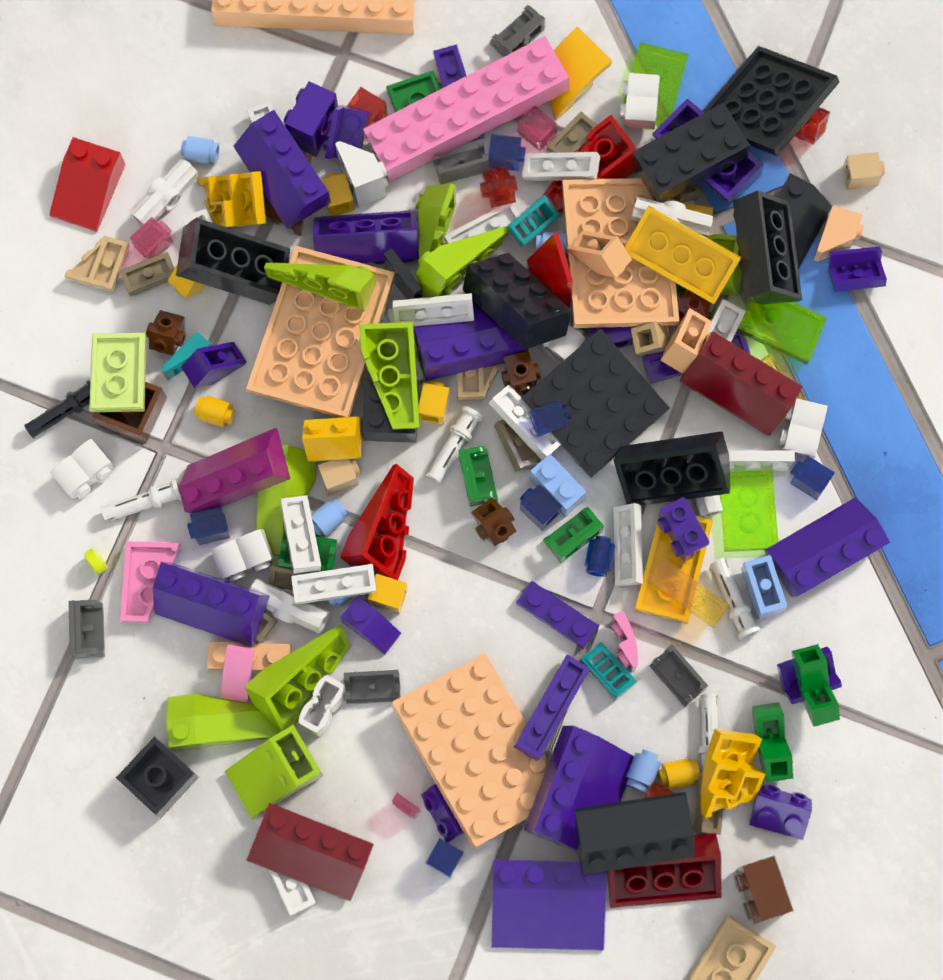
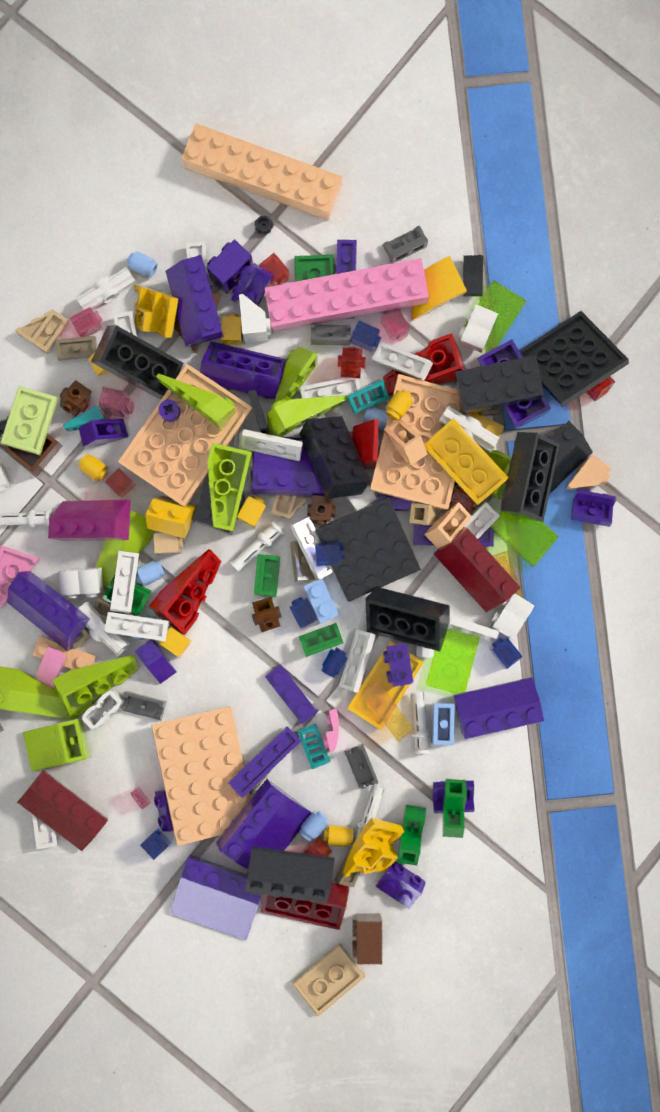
camera: 15 degrees right, 10 degrees up
(86, 183) = (51, 264): red slope -> none
(208, 526) = (63, 552): clear blue brick -> none
(220, 321) = (116, 402): none -> clear pink brick
(255, 418) = (120, 483): none -> clear red brick
(295, 311) = (172, 414): none -> dark purple wheel
(336, 55) = (263, 220): none -> black plate
(572, 136) = (419, 339): dark tan plate -> none
(576, 213) = (399, 404): none -> yellow brick
(613, 43) = (473, 275): none -> black slope
(863, 170) = (625, 432): tan brick -> none

